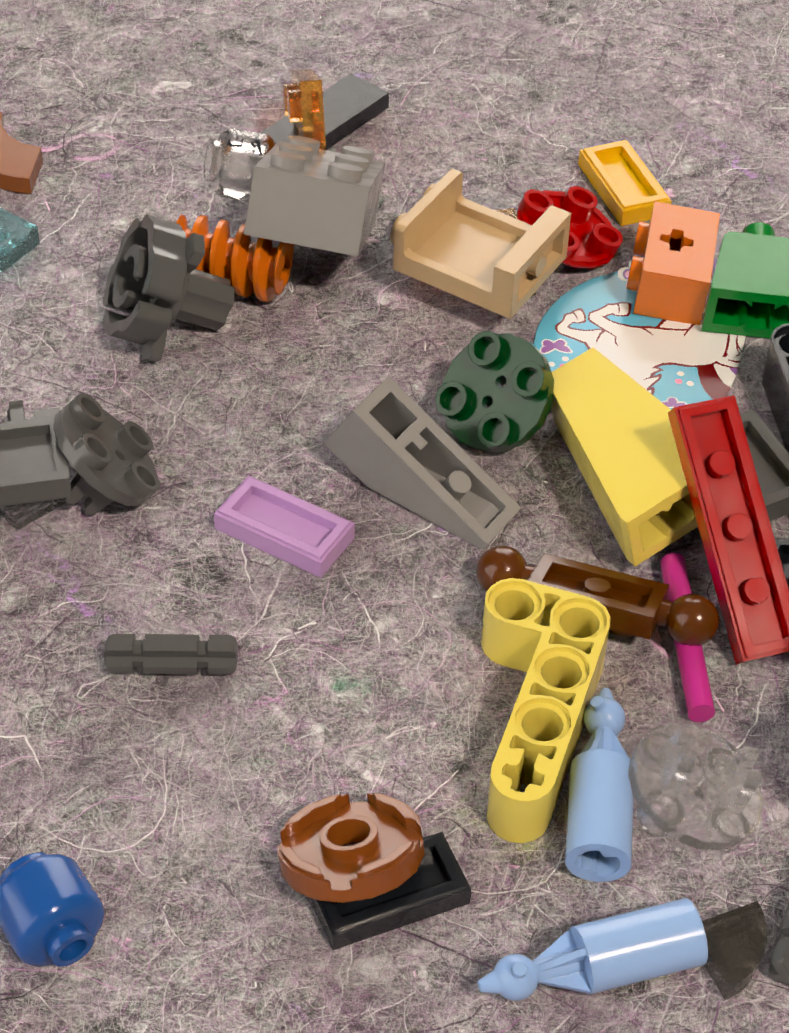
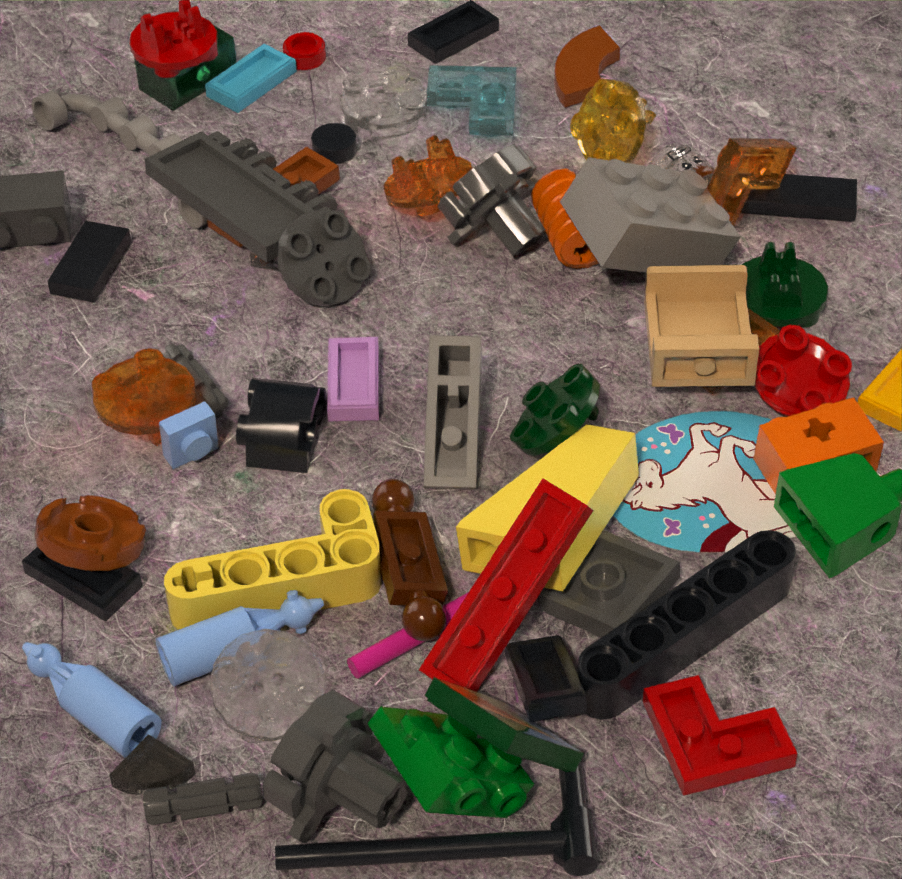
camera: 60 degrees right, 0 degrees up
(58, 325) = (425, 181): none -> clear orange plate
(139, 138) = (611, 121): none -> clear yellow plate
(151, 697) = (142, 393): none -> clear orange plate
(273, 690) = (189, 435): none -> light blue plate
(314, 604) = (281, 424): none -> black cylinder
(428, 167) = (785, 288): none -> dark green plate

